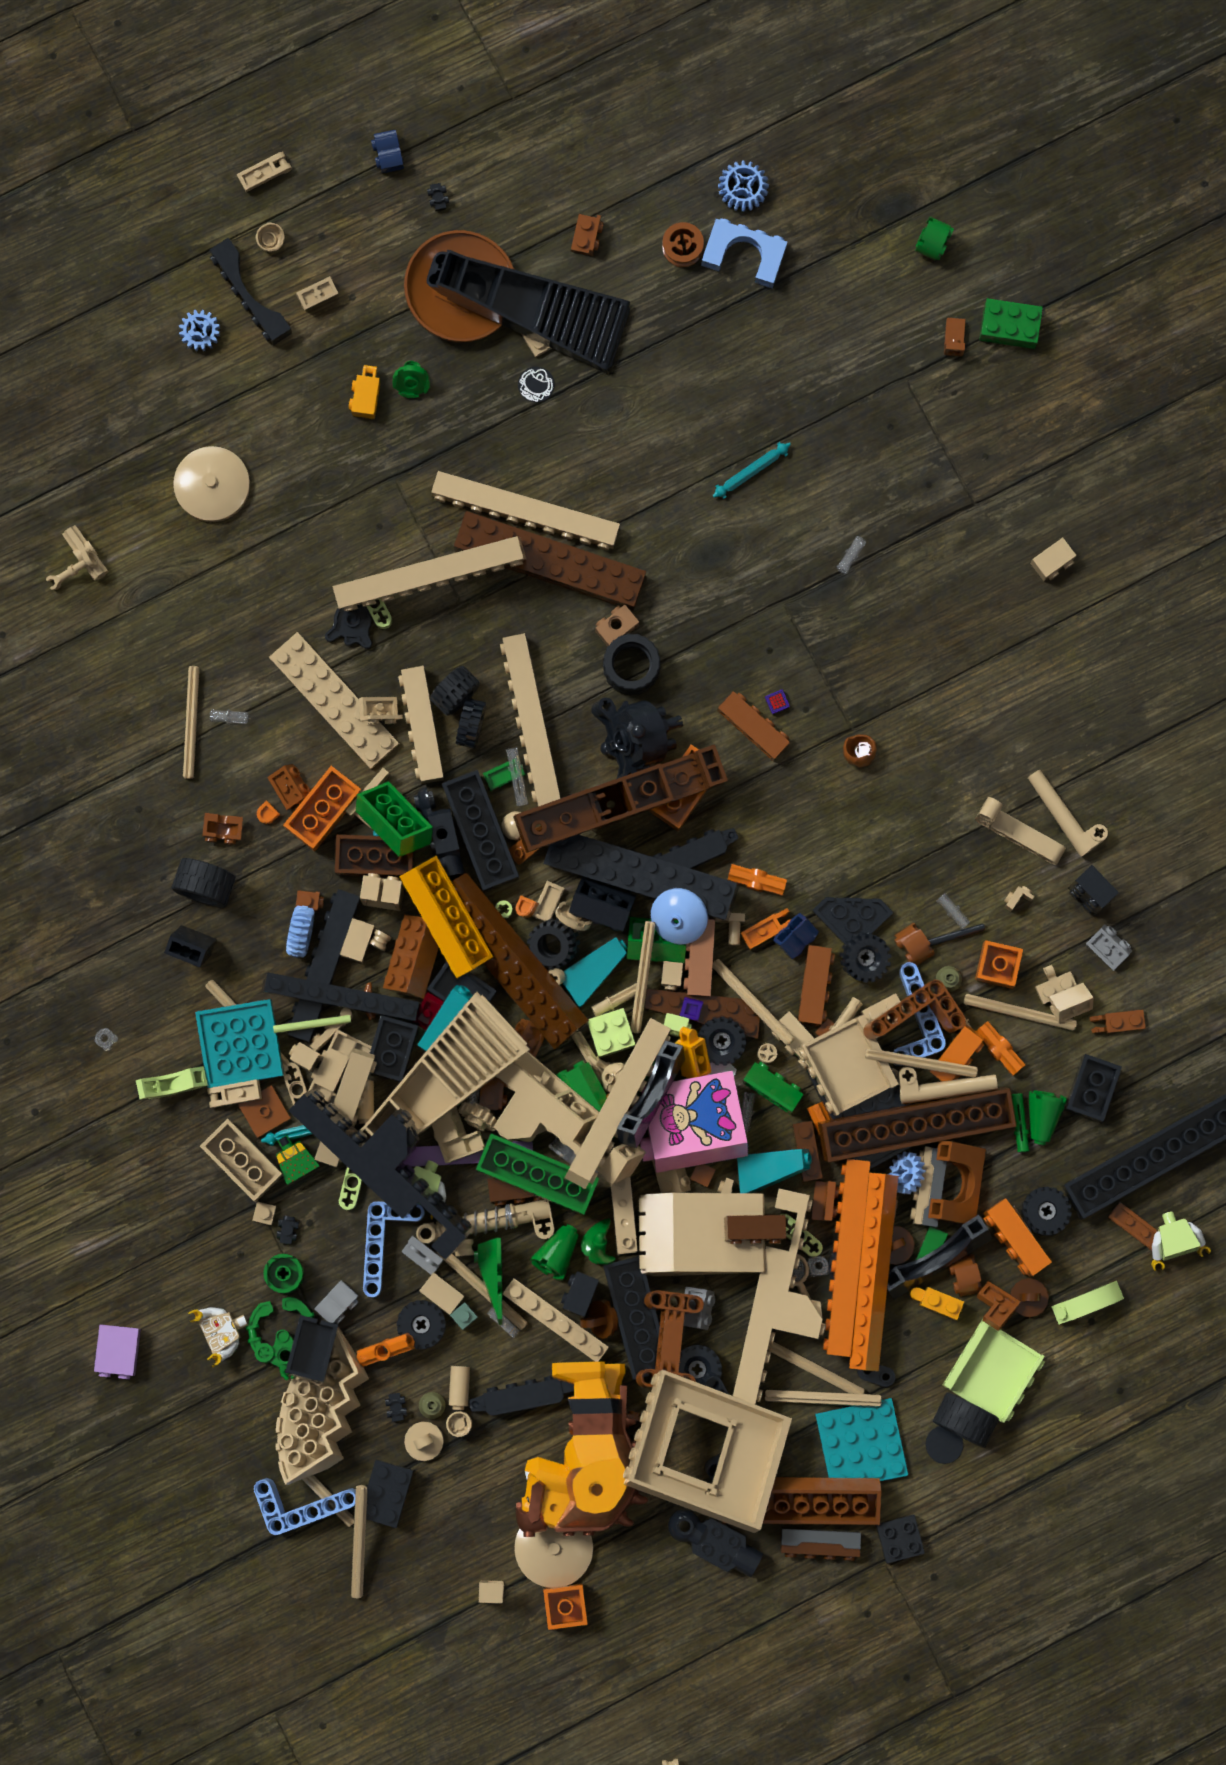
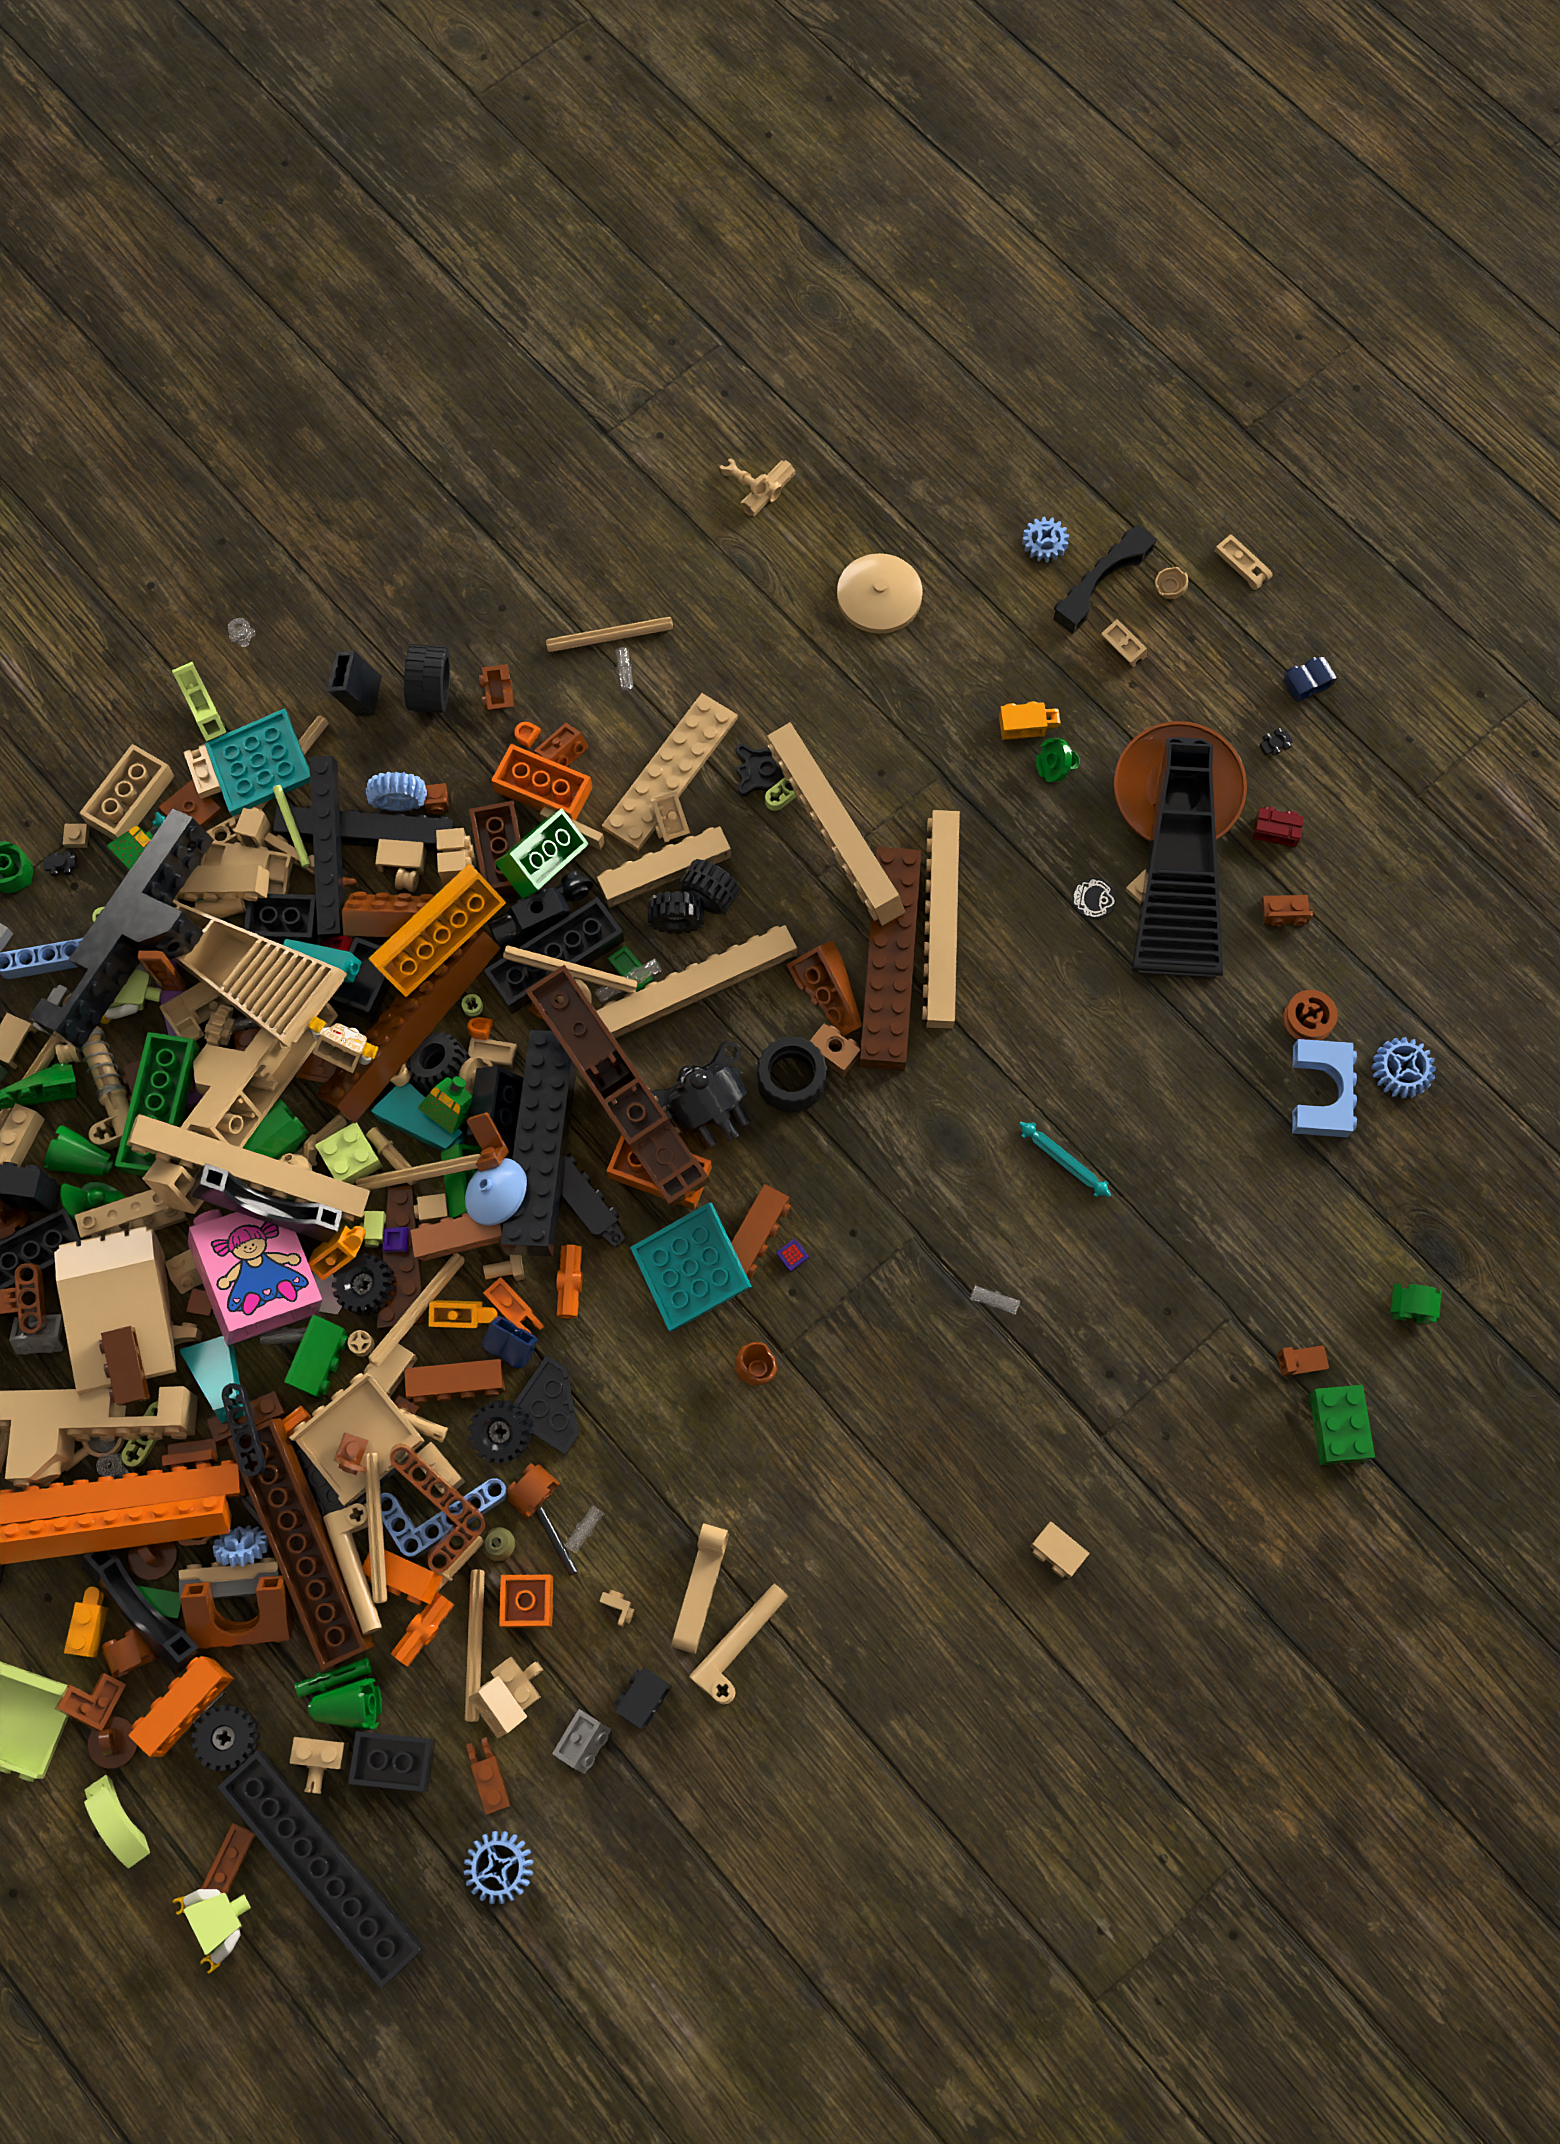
camera: 80 degrees right, 10 degrees down
(424, 1149) = (162, 970): none -> dark orange tile
(502, 819) = (577, 971): none -> tan axle
(514, 219) = (1278, 826): none -> dark red brick
(531, 1009) = (341, 1045): none -> tan torso
(555, 617) = (826, 981): none -> dark orange wedge
(593, 941) = (448, 1104): none -> green torso
(640, 910) = (490, 1141): none -> dark orange bracket
(764, 969) = (459, 1314): none -> light orange brick
(771, 781) = (690, 1267): none -> teal plate
(825, 1143) = (246, 1428): none -> black beam
(860, 1072) = (350, 1453): none -> dark orange bracket
(1076, 1142) = (318, 1757): none -> tan brick
(1186, 1034) = (503, 1878): none -> light blue gear

